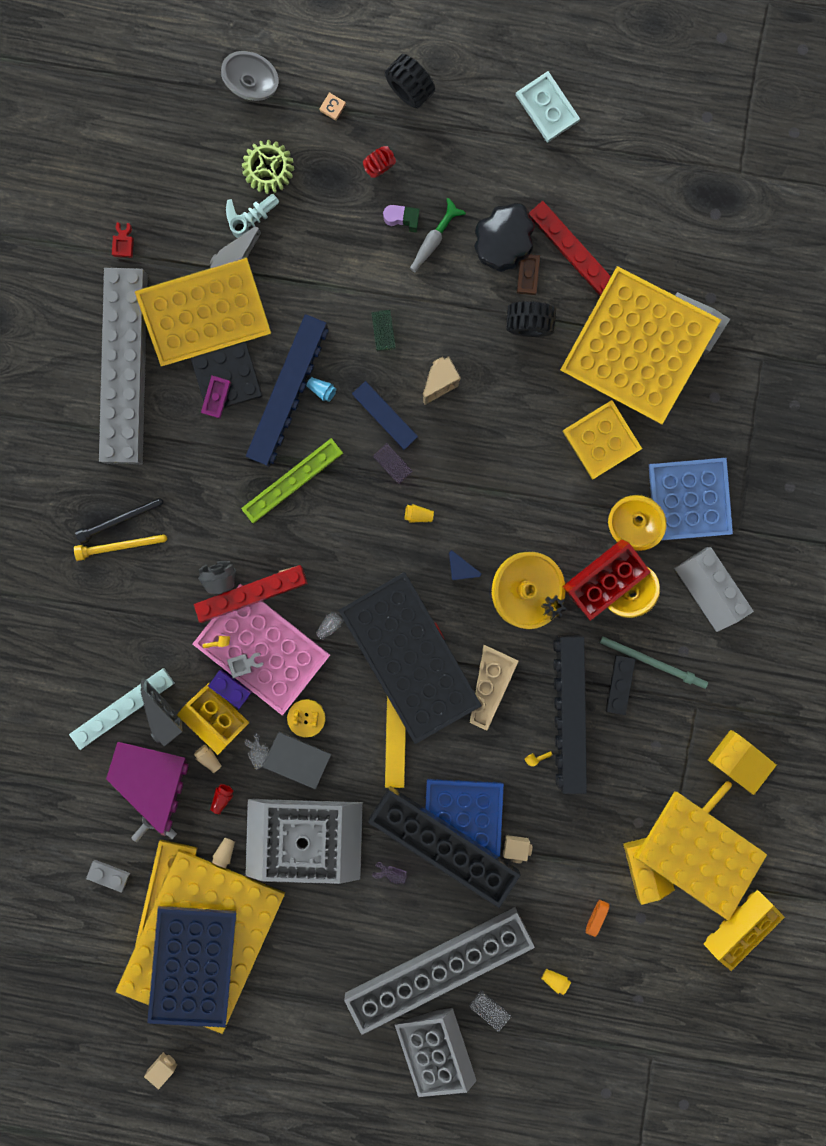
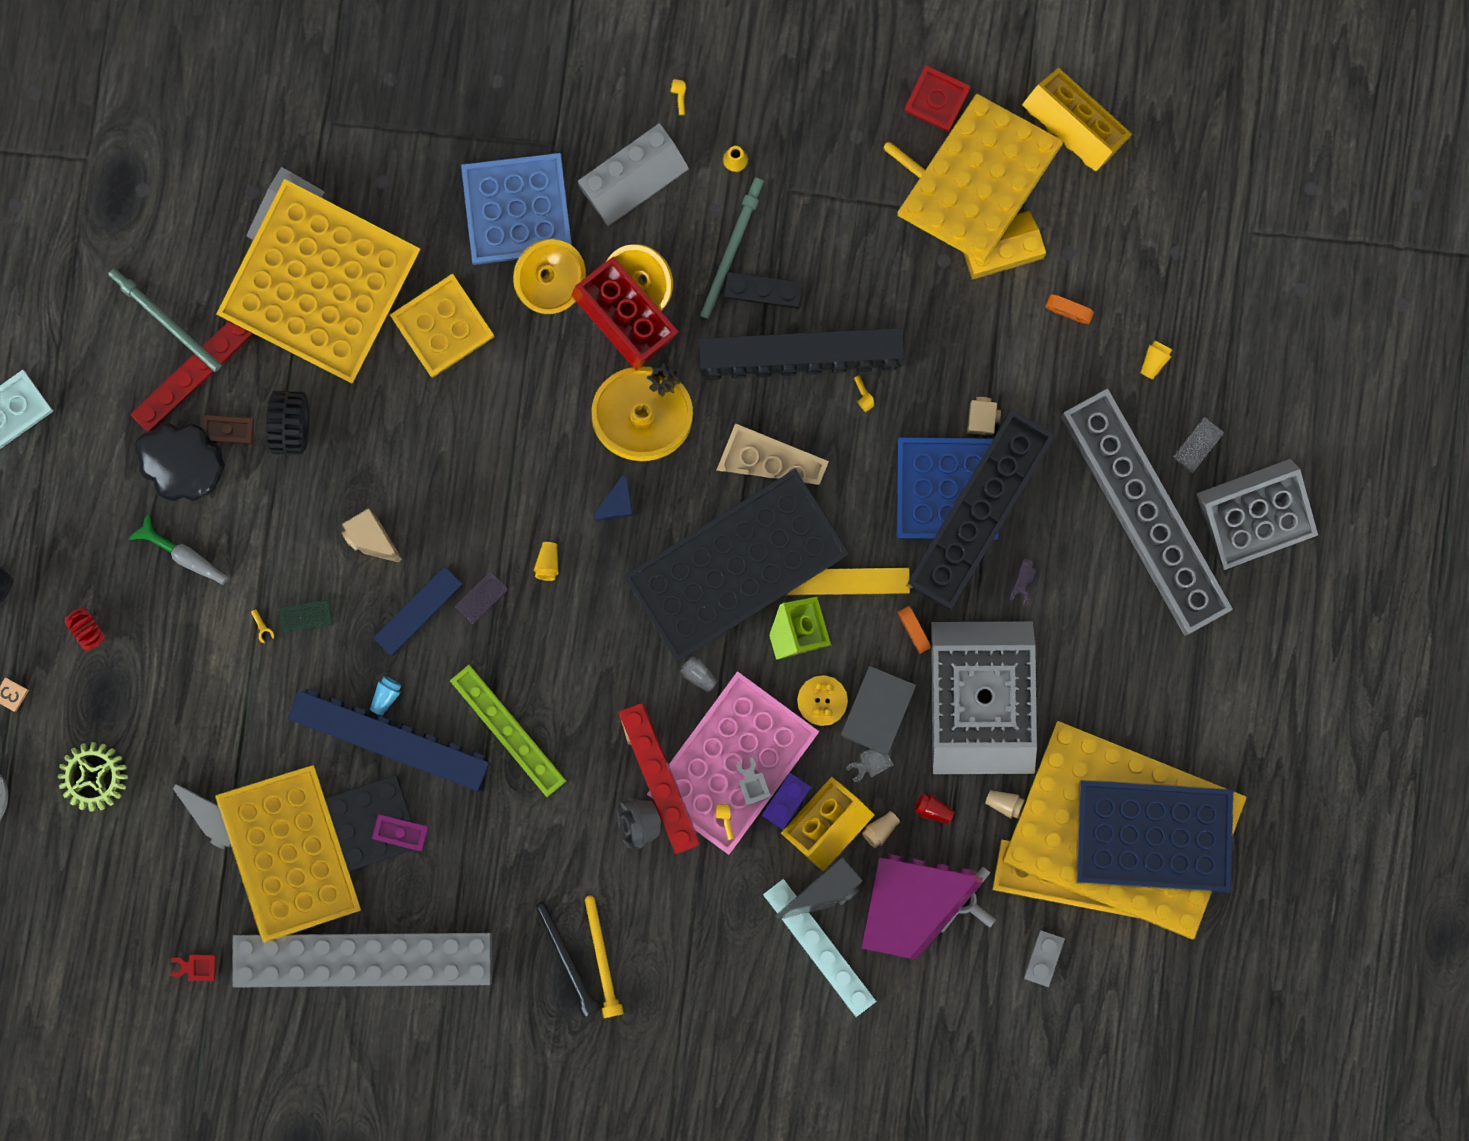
camera: 95 degrees left, 5 degrees down
(161, 1070) = (1298, 876): tan brick -> none
(248, 219) = (157, 793): light aqua piece -> none
(356, 790) = (914, 629): none -> orange beam
(360, 703) = (798, 628): none -> lime slope
(377, 297) = (262, 627): none -> yellow hand
(402, 215) = (154, 597): leg -> none
(637, 204) = (130, 288): none -> sand green bar
(719, 666) = (735, 164): none -> yellow cone
(742, 762) = (857, 129): yellow slope -> none
(764, 824) = (937, 98): none -> red plate
(780, 626) = (679, 87): none -> yellow hand

